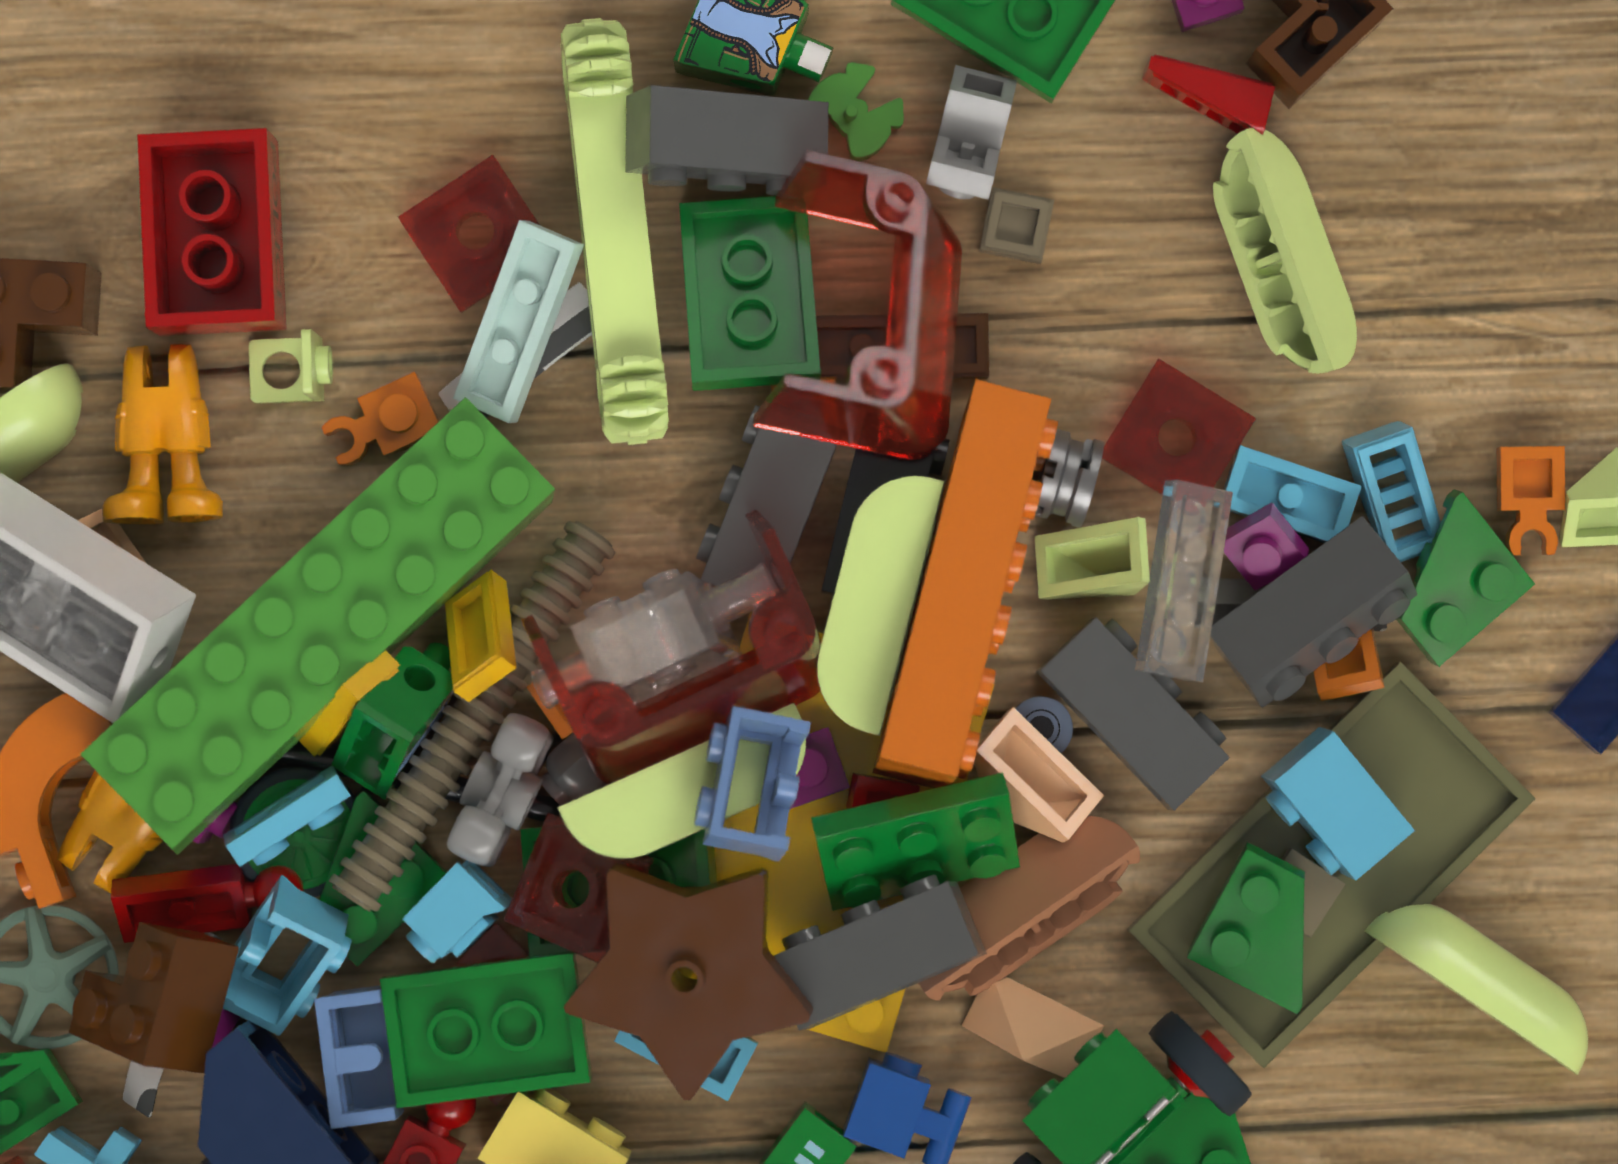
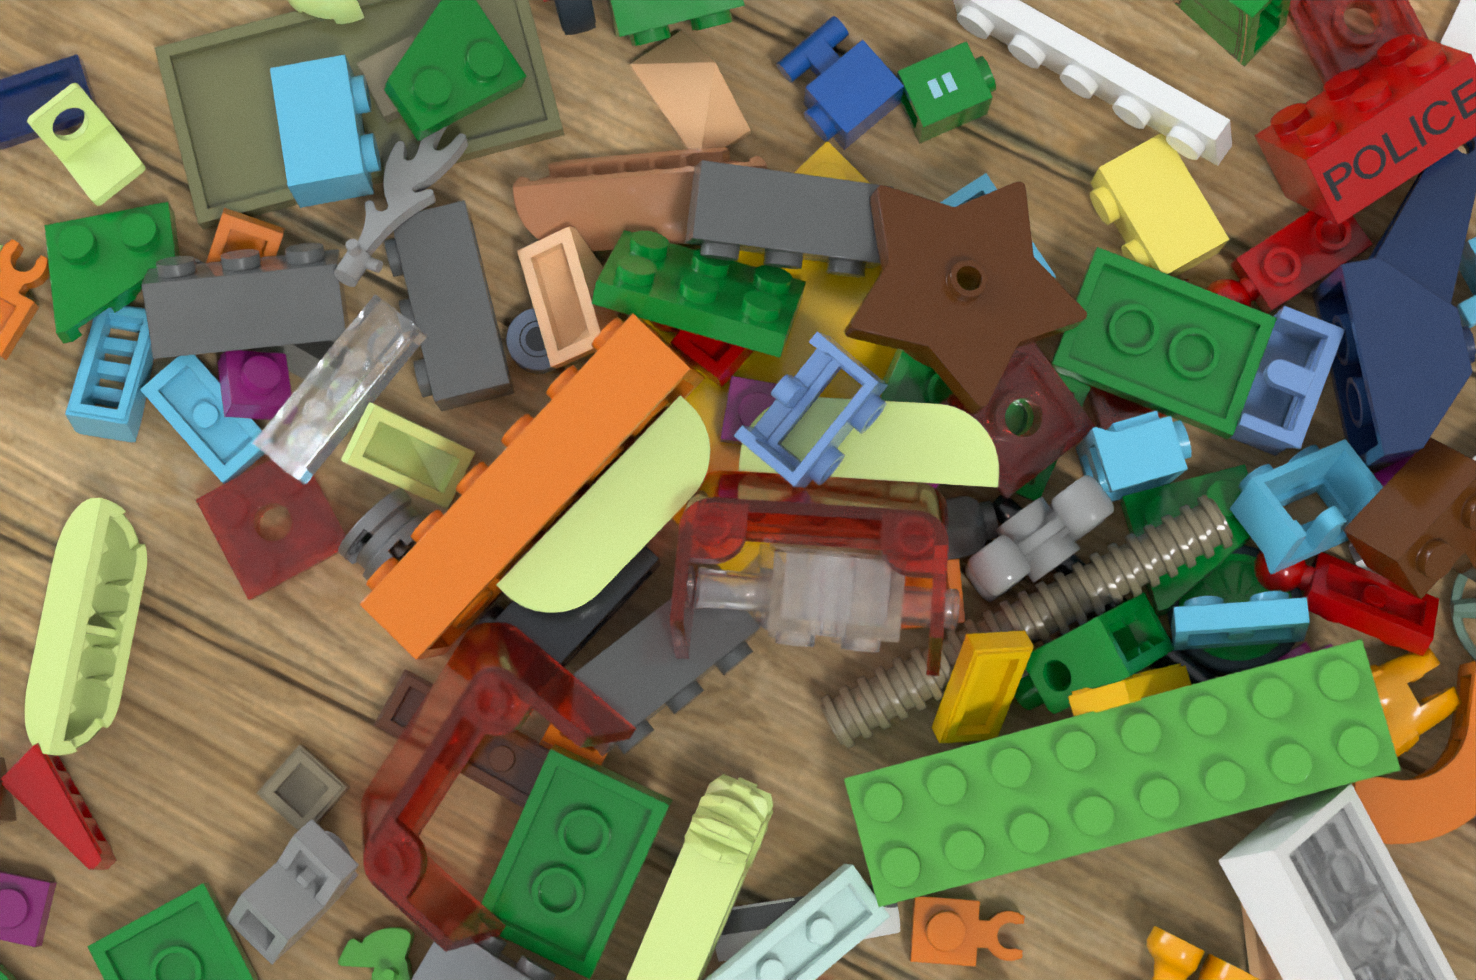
camera: 145 degrees left, 5 degrees down
(1238, 795) = (405, 197): none -> light grey piece
(1533, 672) = (93, 153): none -> yellowish green bracket

